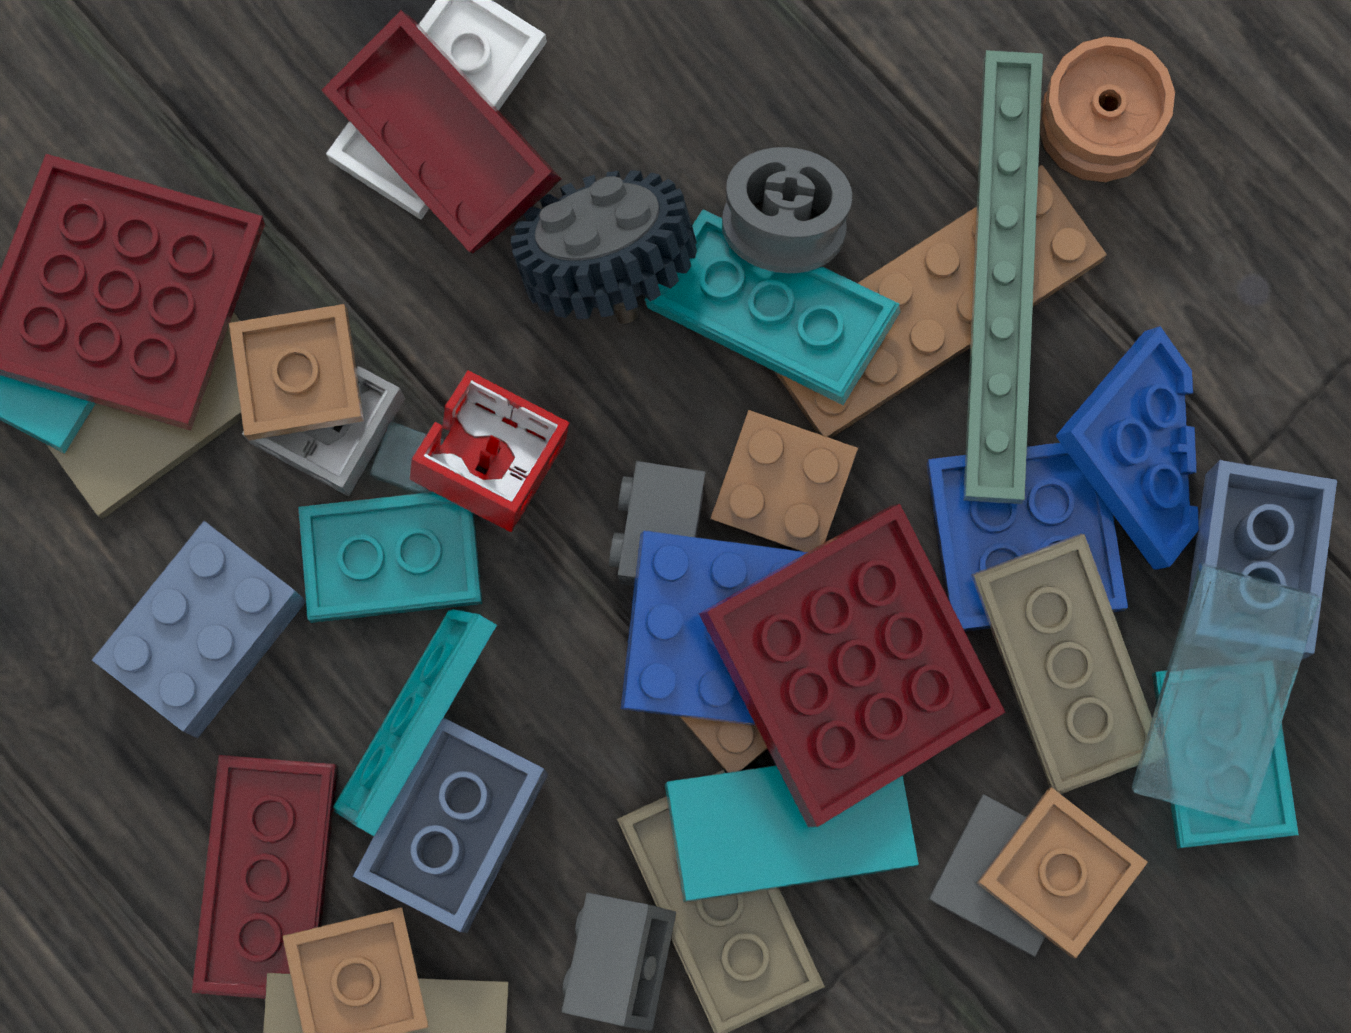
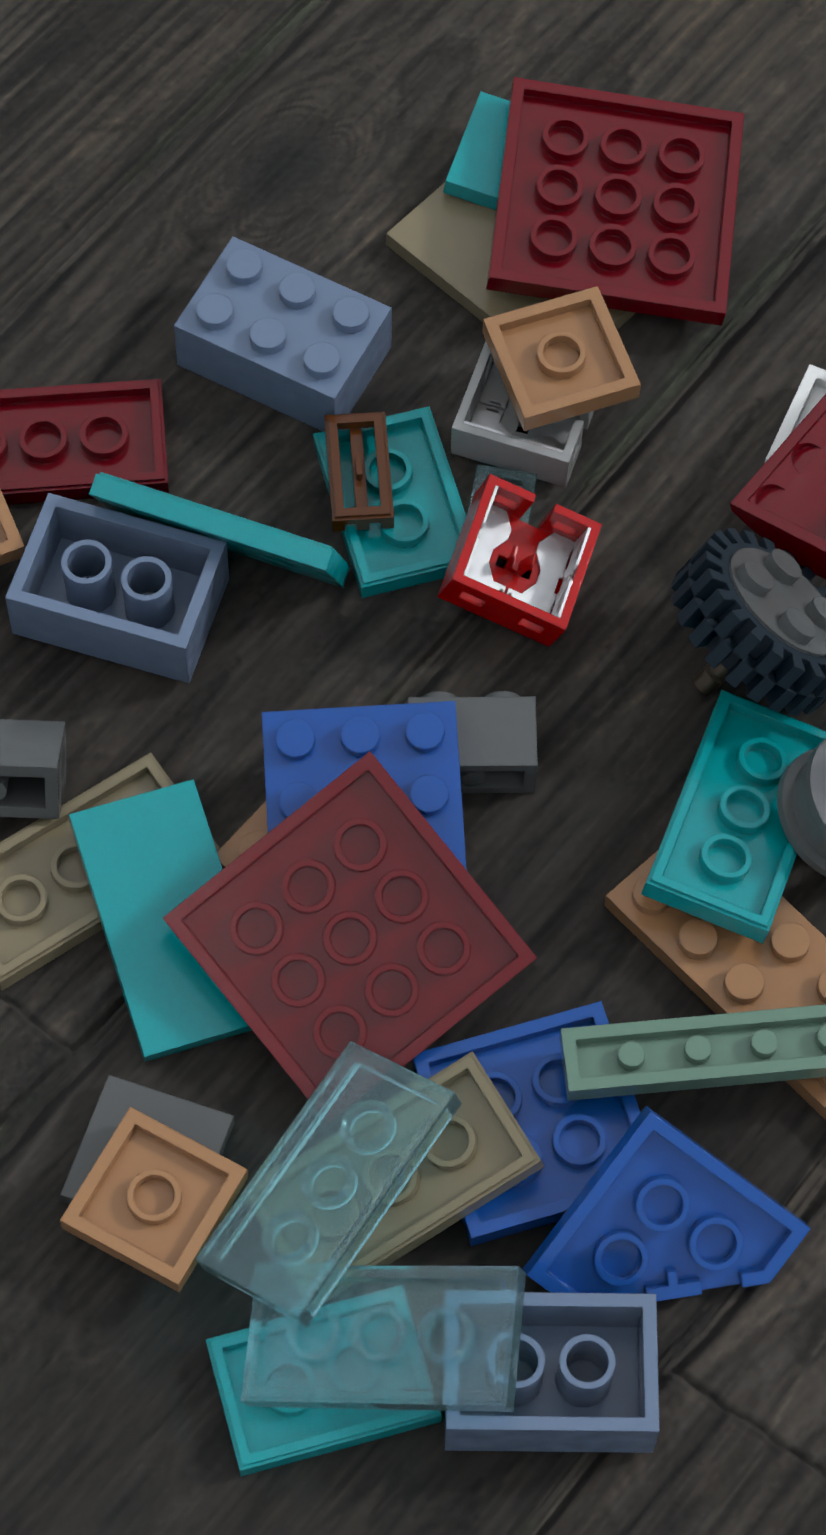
camera: 75 degrees right, 15 degrees down
(411, 588) = (361, 513): none -> reddish brown tile
(784, 482) = (549, 860): medium nougat plate -> none
(1079, 718) = (328, 1182): none -> clear light blue tile

